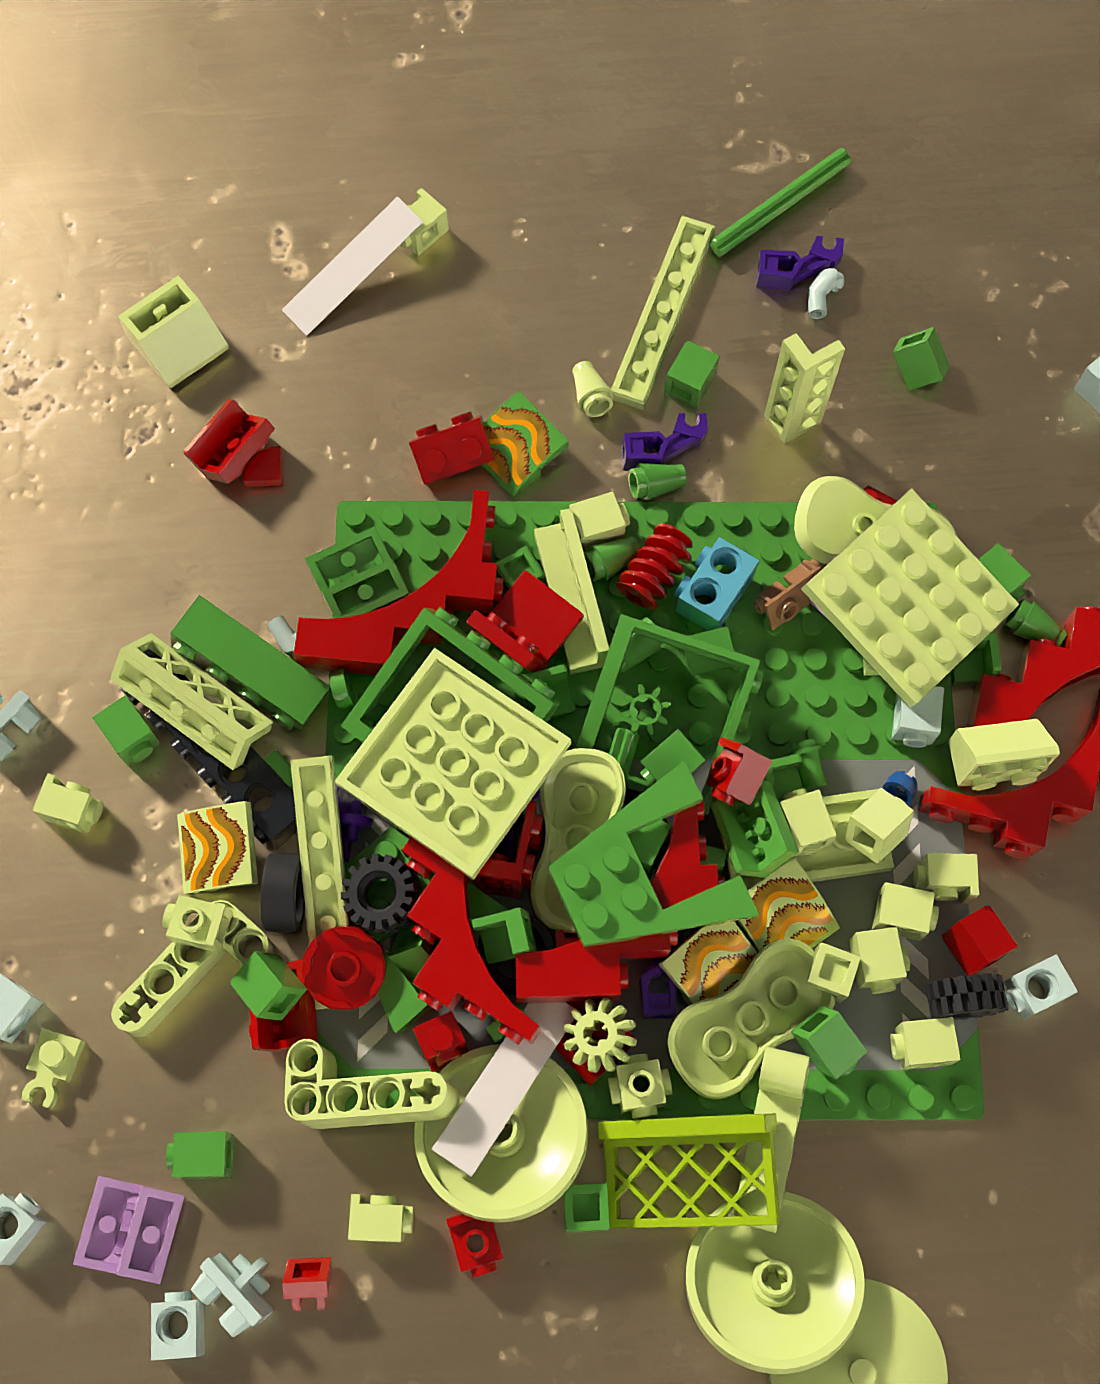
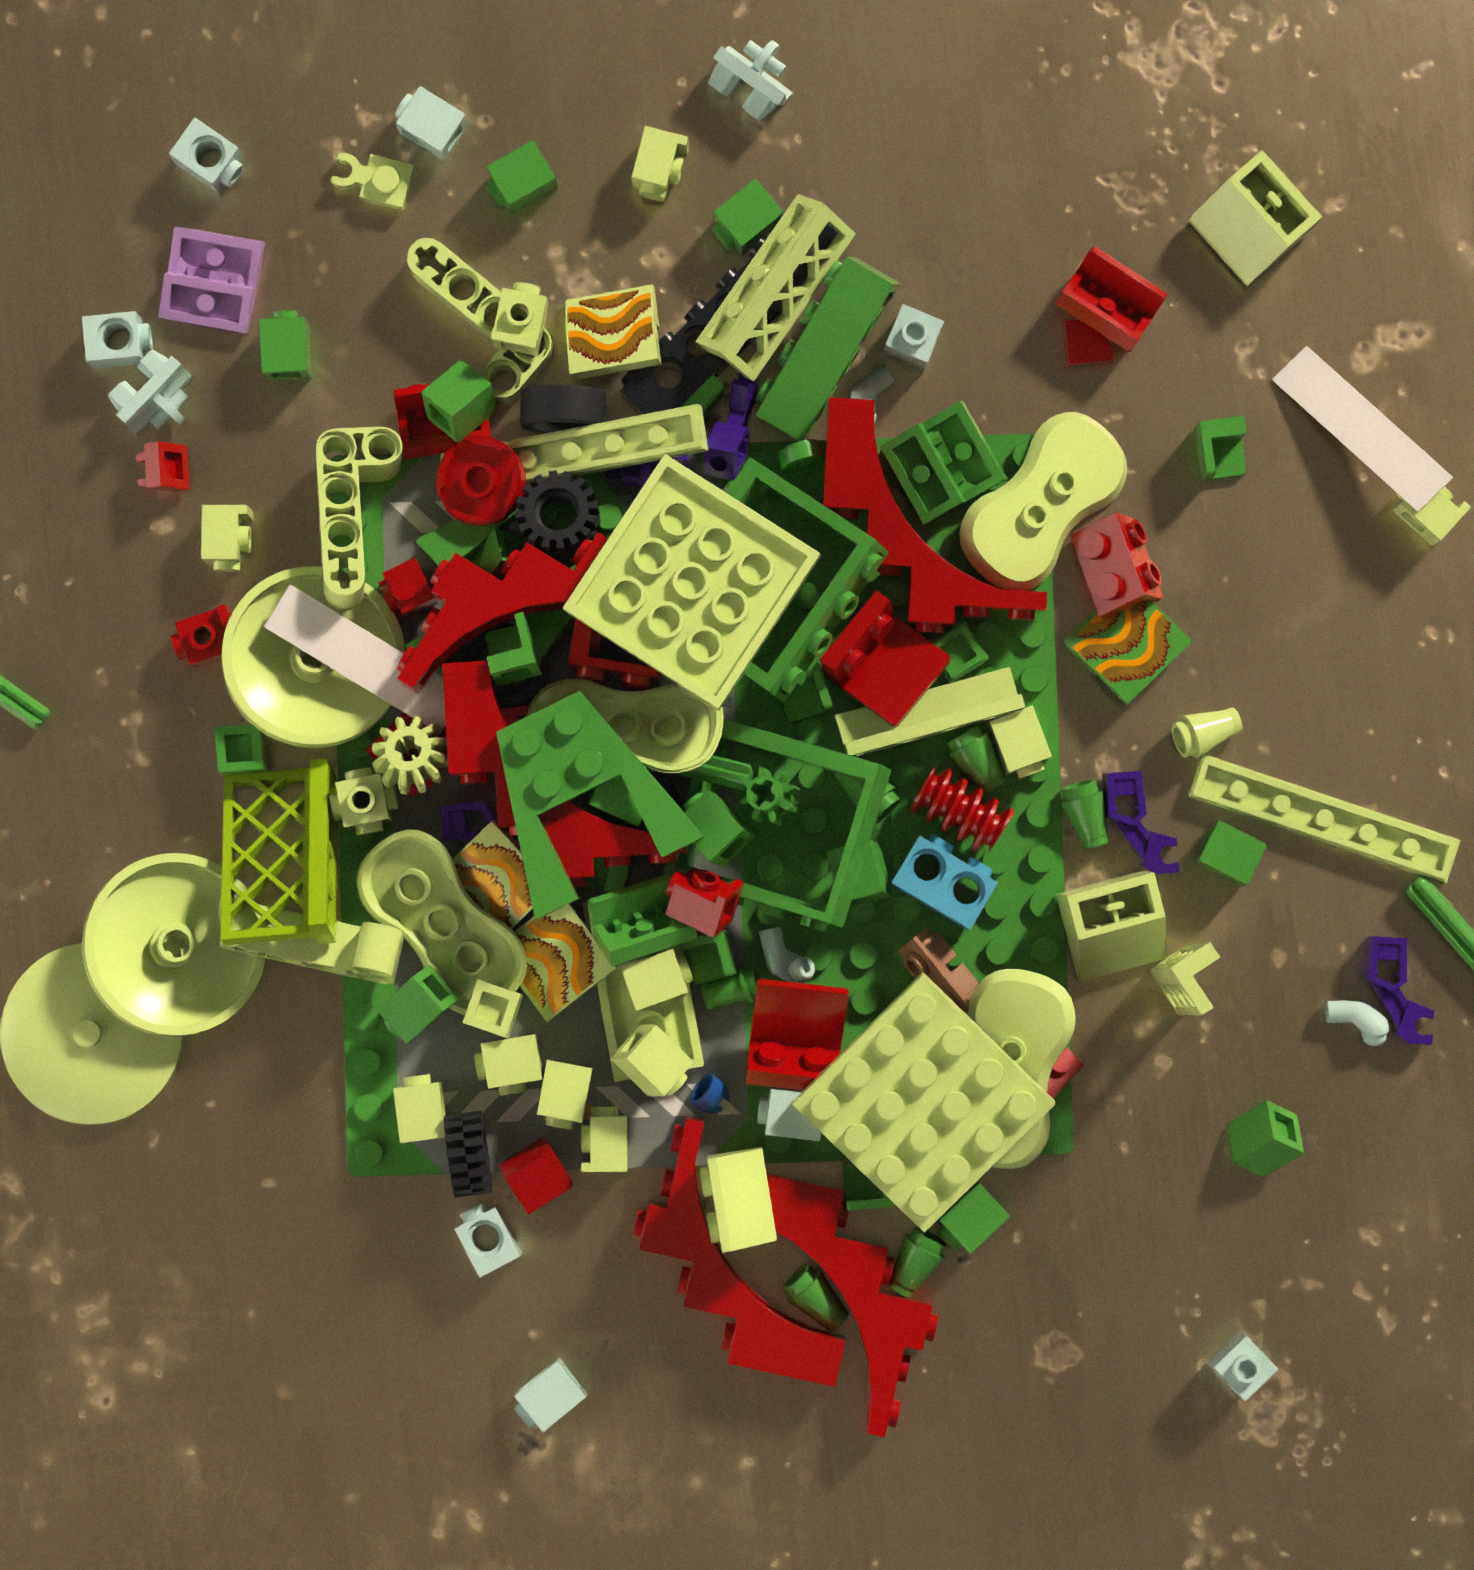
camera: 85 degrees right, 15 degrees up
(66, 928) = (520, 178): none -> bright green brick
(246, 596) = (913, 337): none -> light aqua brick
(318, 746) = (730, 440): none -> dark purple piece
(359, 372) = (1221, 447): none -> bright green panel
(412, 519) = (1021, 526): none -> yellowish green plate
(747, 459) = (1114, 924): none -> yellowish green slope
(784, 721) = (782, 961): none -> light aqua arm
(851, 708) = (794, 1032): none -> red bracket
(1070, 708) = (814, 1296): none -> bright green cone

